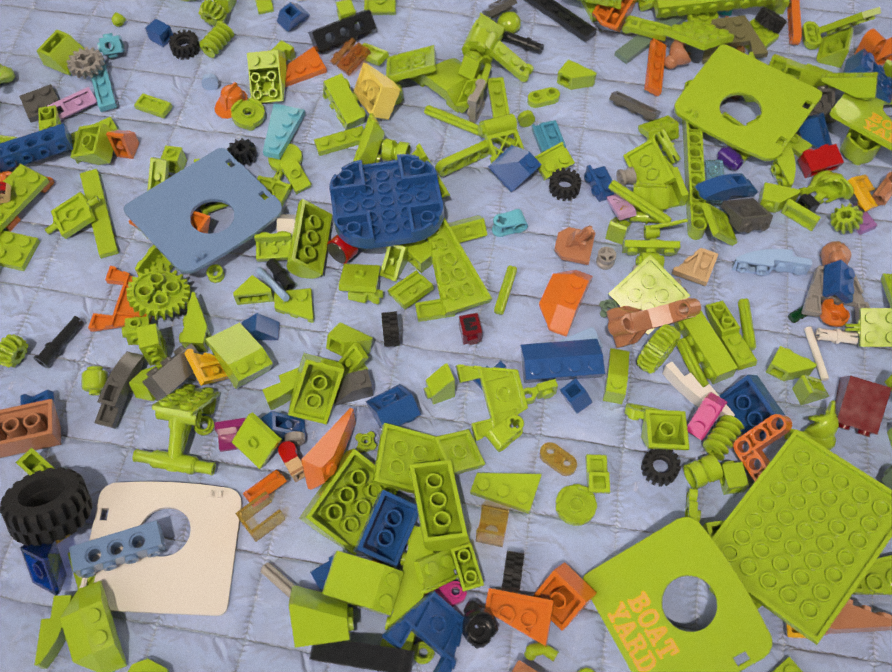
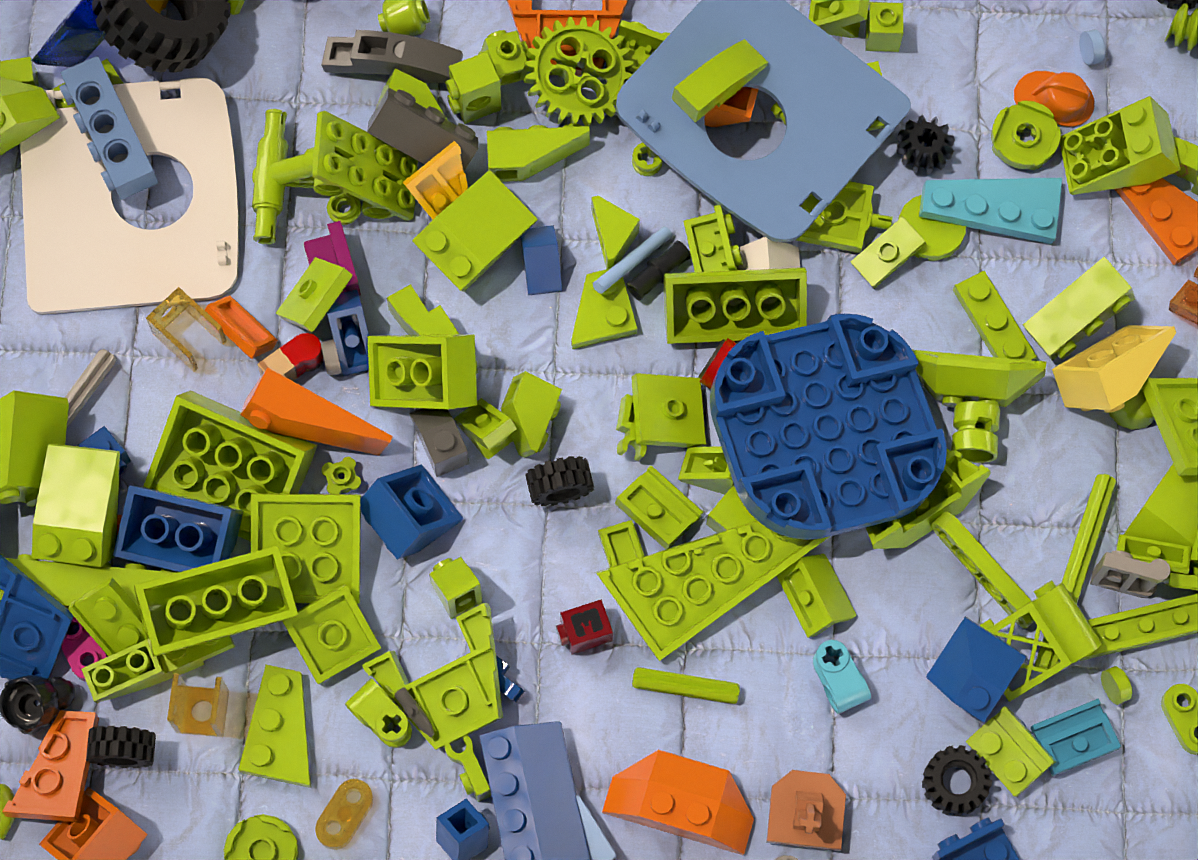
camera: 80 degrees right, 10 degrees up
(188, 220) = (718, 79): none -> lime slope
(505, 414) = (414, 711): none -> dark grey helmet

